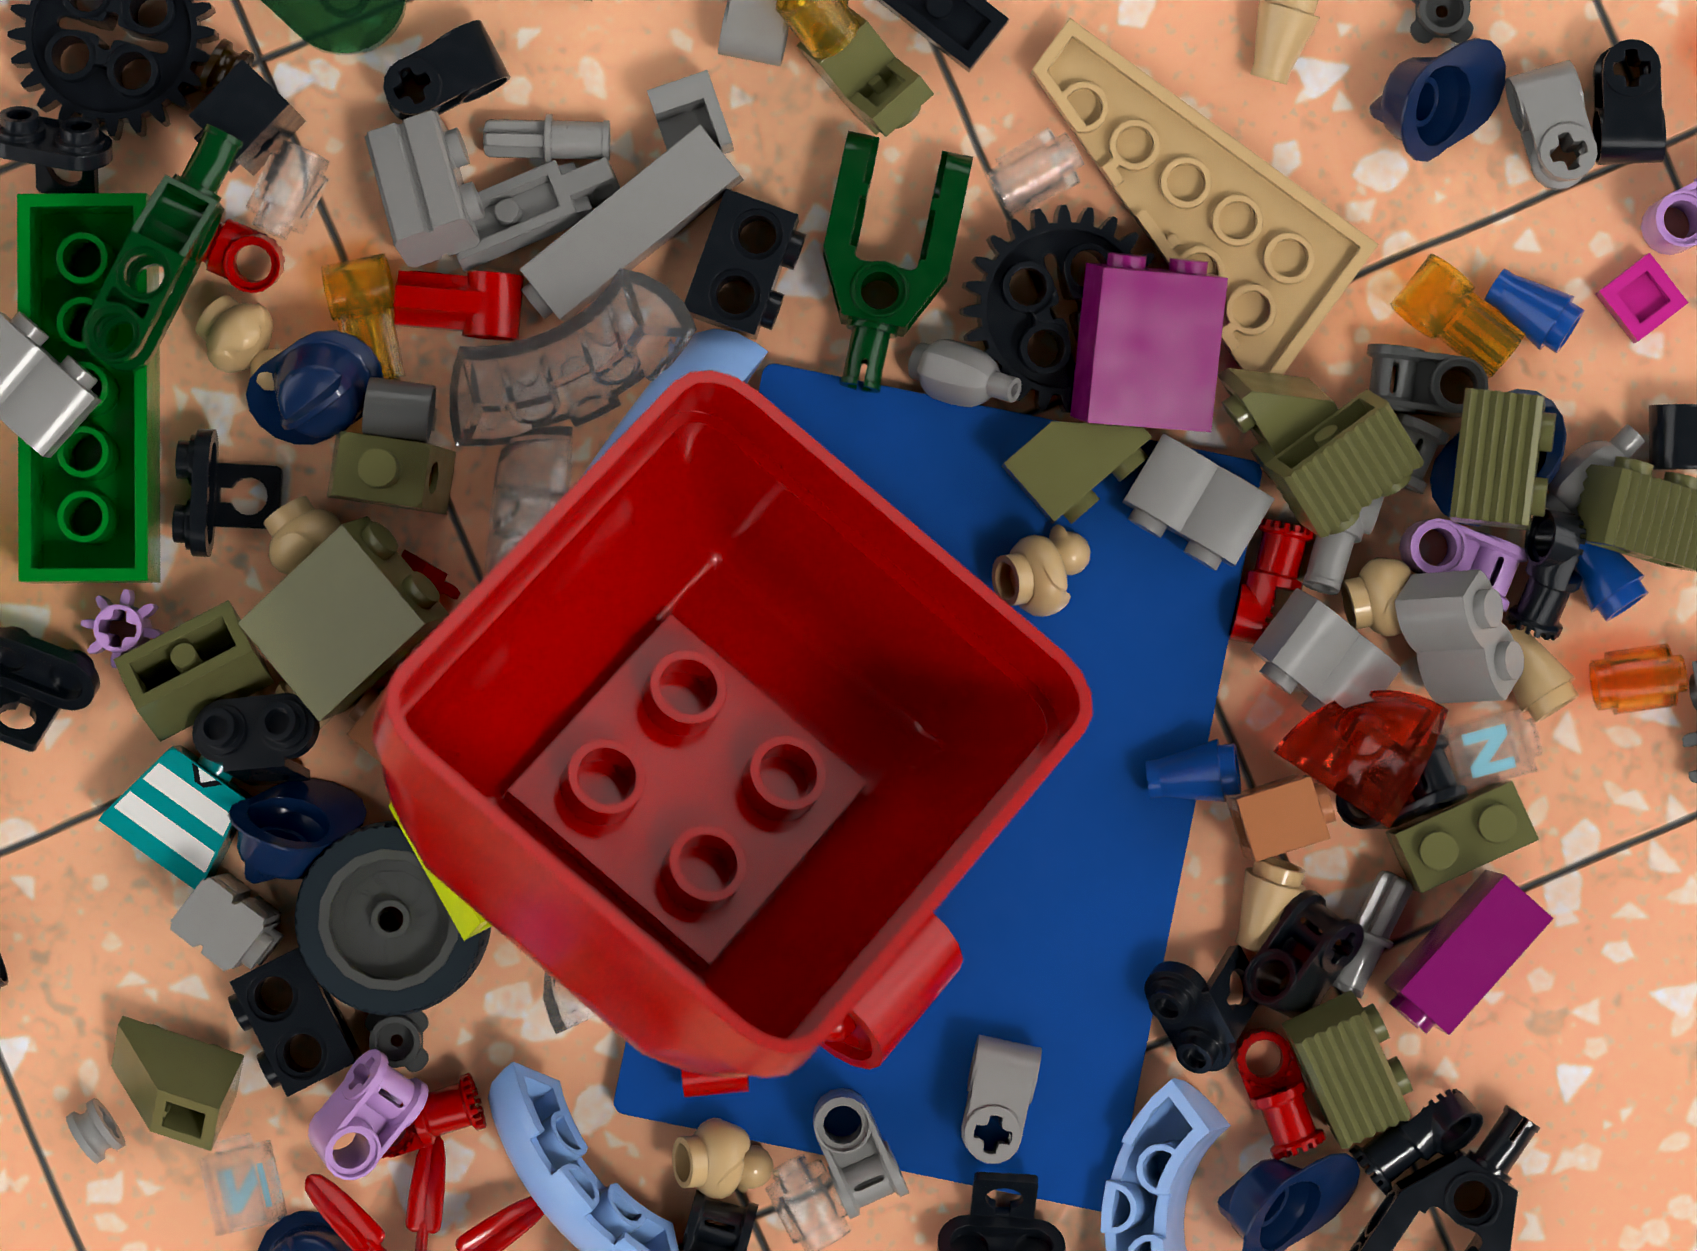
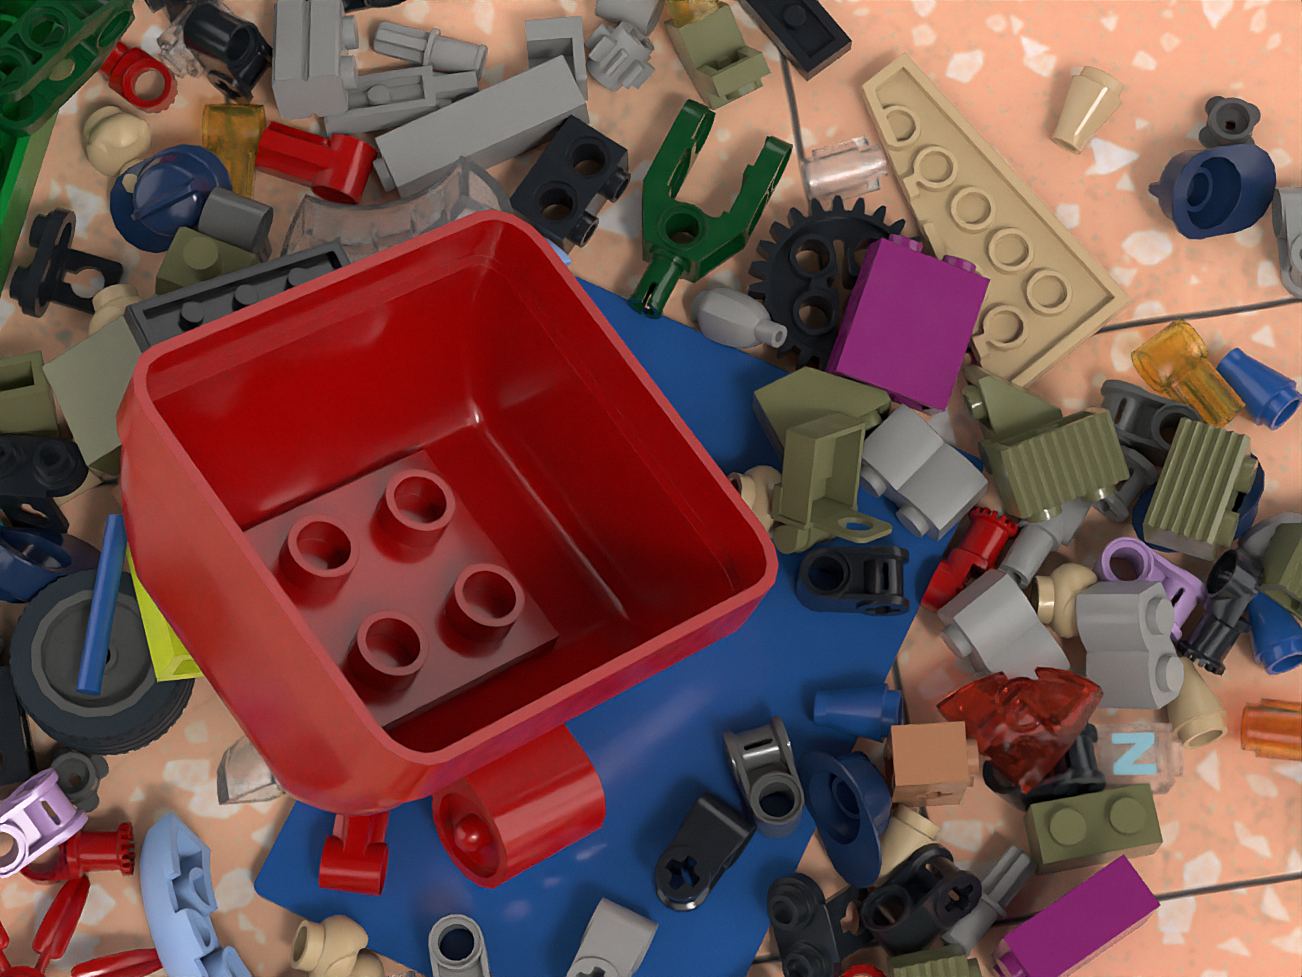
camera: 15 degrees right, 15 degrees down
(329, 204) = (227, 50): none -> black piece
(382, 870) = (103, 606): none -> blue bar
(436, 506) = (198, 304): none -> black tile
(759, 100) = (619, 56): none -> light grey gear
(1072, 951) = (707, 845): none -> black piece
(1103, 554) = (822, 486): none -> olive piece
(1111, 861) = (764, 766): none -> dark grey piece
(1161, 634) = (859, 580): none -> black piece
(1210, 883) = (849, 809): none -> dark blue piece

